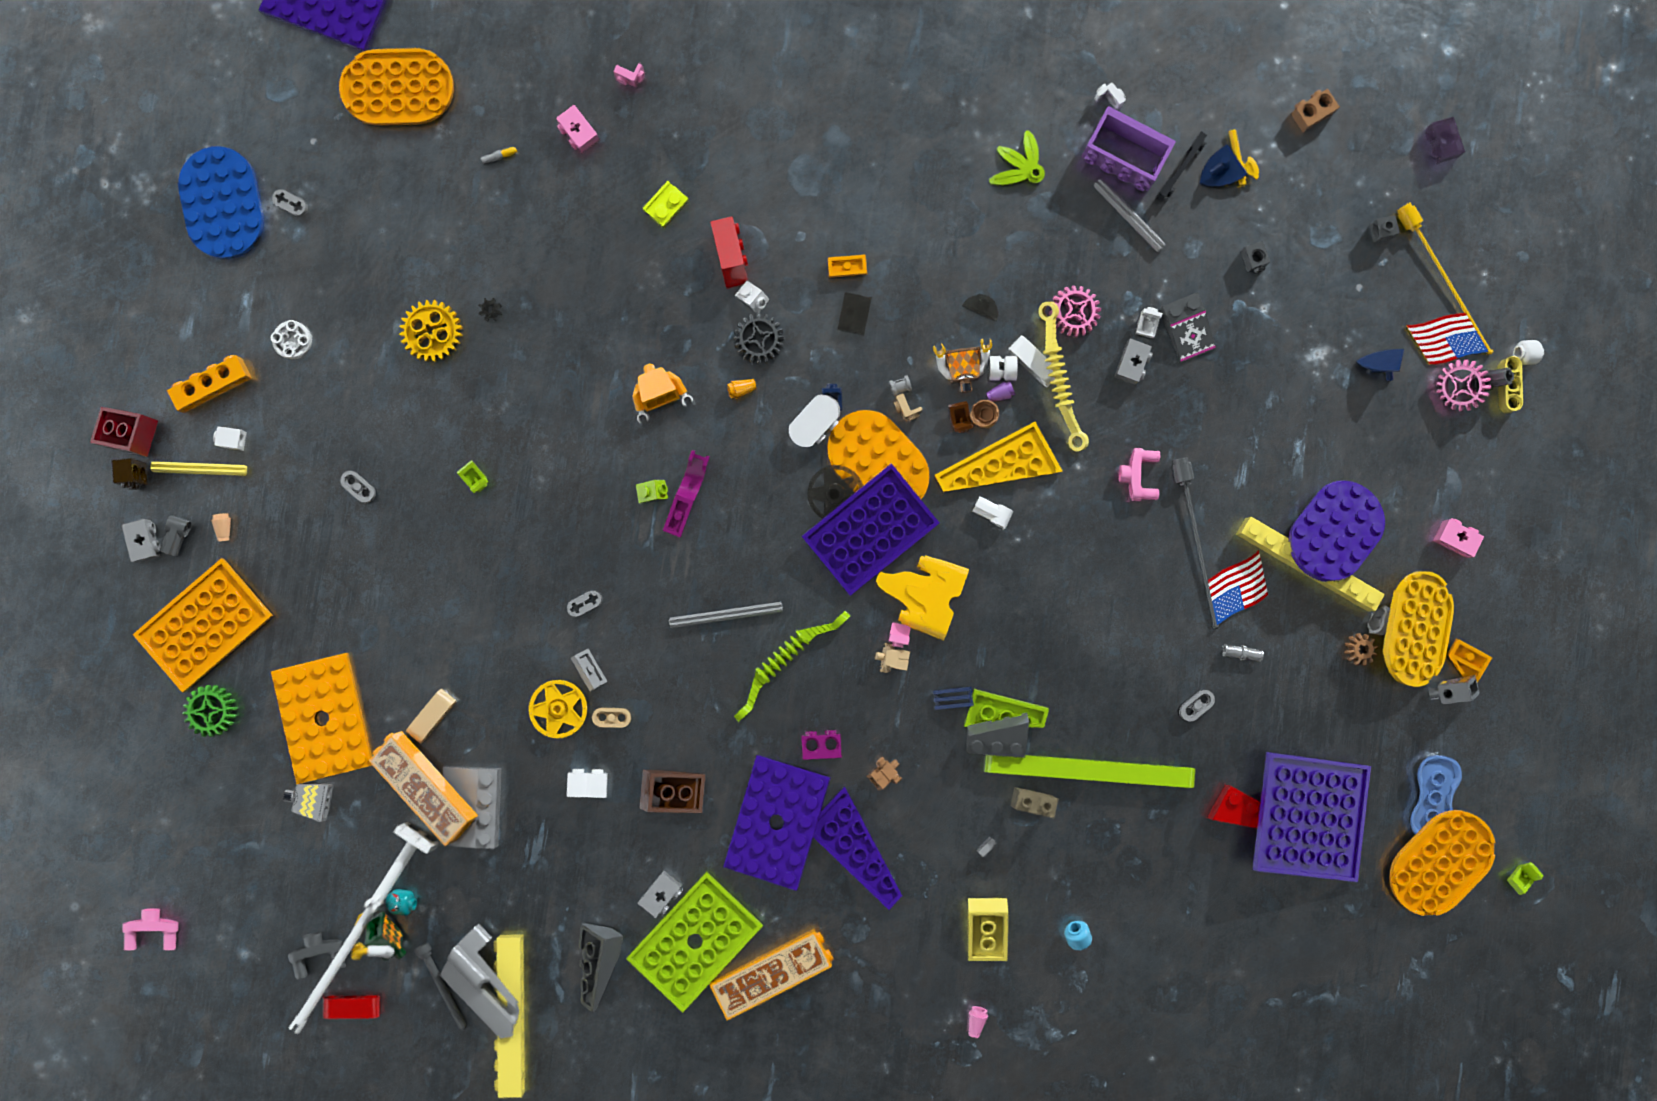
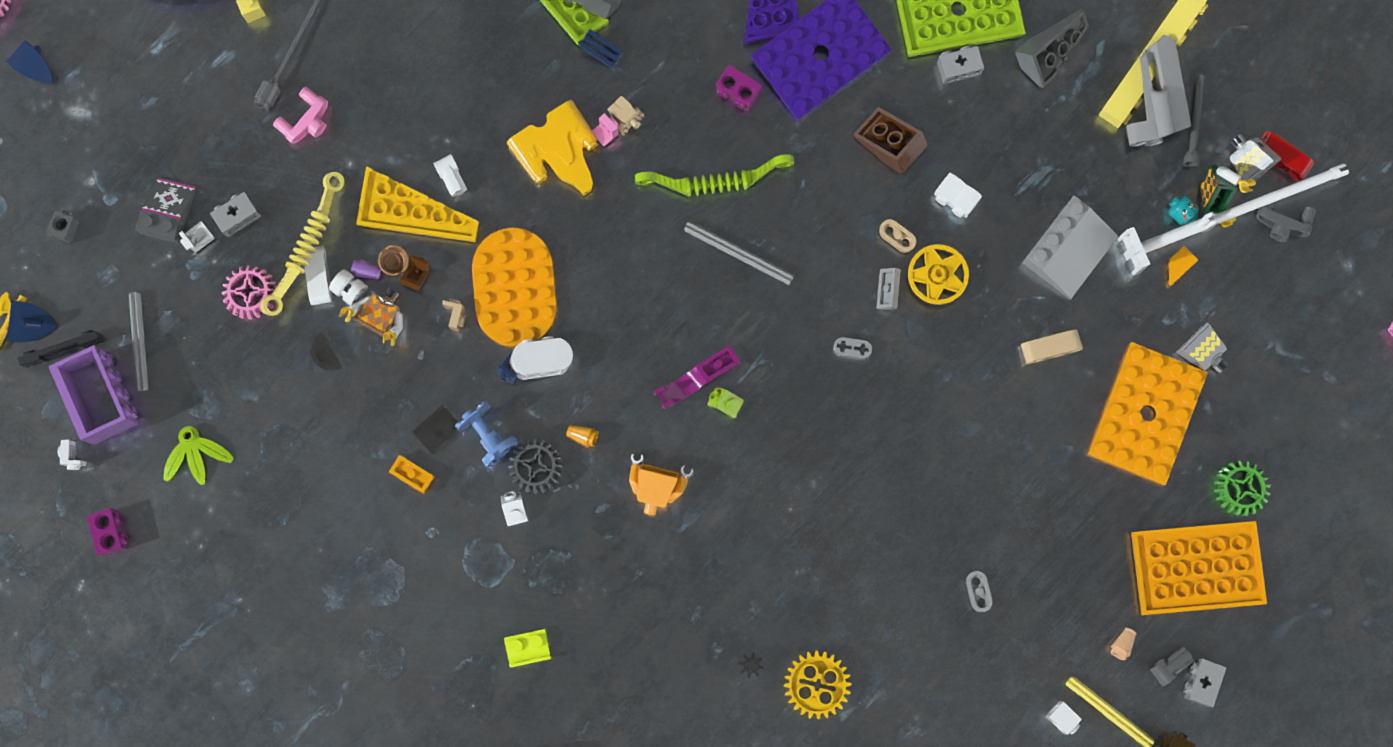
camera: 135 degrees left, 5 degrees down
(373, 984) = (1252, 157): none -> light grey torso
(376, 856) = (1179, 264): none -> light orange tile
(422, 788) = (1100, 288): brick -> none
(473, 477) = (871, 525): lime bracket -> none
(729, 251) = (502, 561): wedge -> none
(803, 331) = (491, 440): none -> medium blue piece
(834, 490) = (569, 285): clear smoke wheel -> none
(870, 529) = (563, 232): dark purple plate -> none
(884, 774) = (703, 29): medium nougat piece -> none
(900, 386) = (445, 336): light grey bush -> none
(1042, 57) = (102, 534): none -> magenta brick

